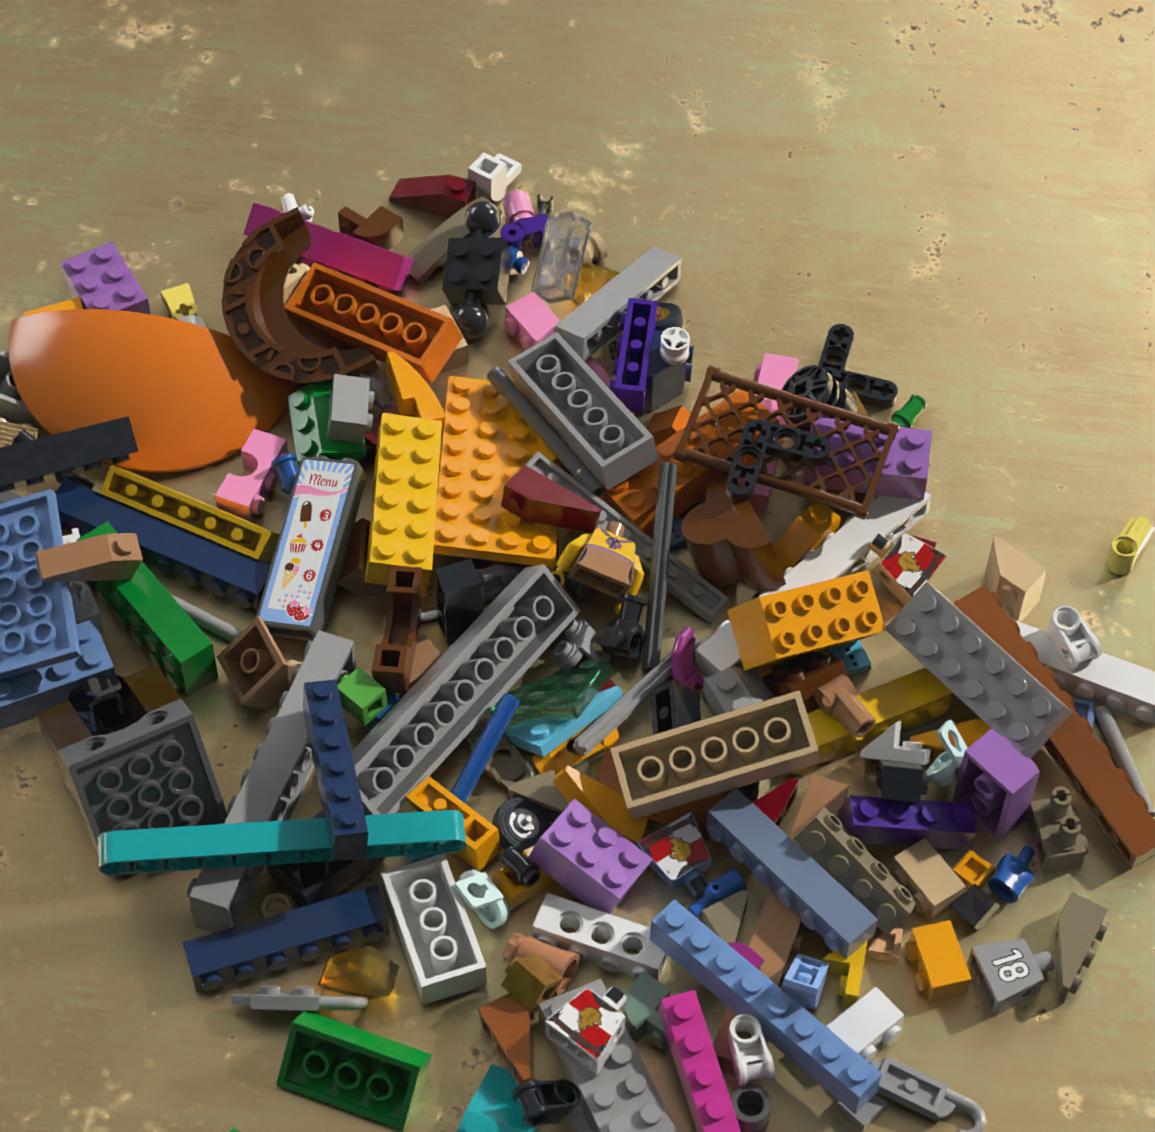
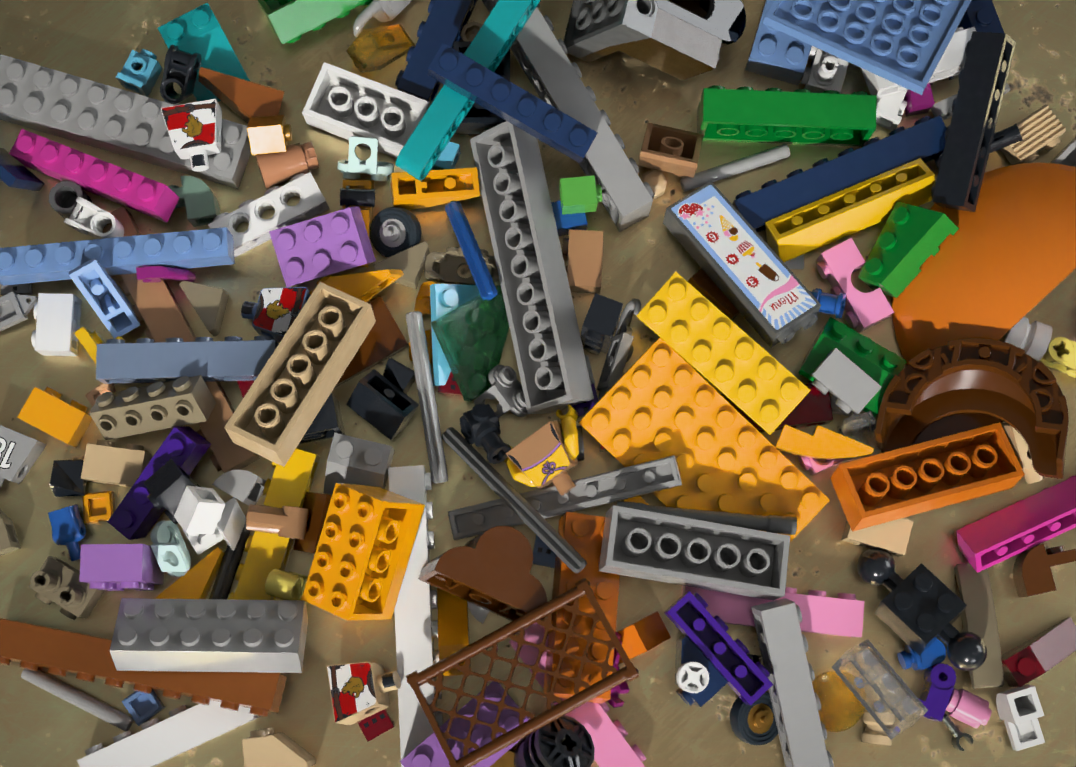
camera: 130 degrees right, 25 degrees up
(91, 559) = (836, 70): medium nougat slope -> none
(190, 454) = (903, 246): none -> green wedge
(404, 608) = (590, 241): reddish brown arch -> none
(548, 503) = (634, 448): dark red slope -> none
(638, 724) = (399, 375): none -> black slope
(682, 661) = (420, 448): magenta piece -> none
(718, 890) = (230, 316): blue piece -> none
(768, 444) = (523, 654): black beam -> none
(846, 760) = (241, 485): none -> light grey brick
(882, 666) = (285, 585): none -> light yellow piece
(897, 747) = (199, 510): none -> white brick
(1076, 641) = (176, 742): white piece -> none

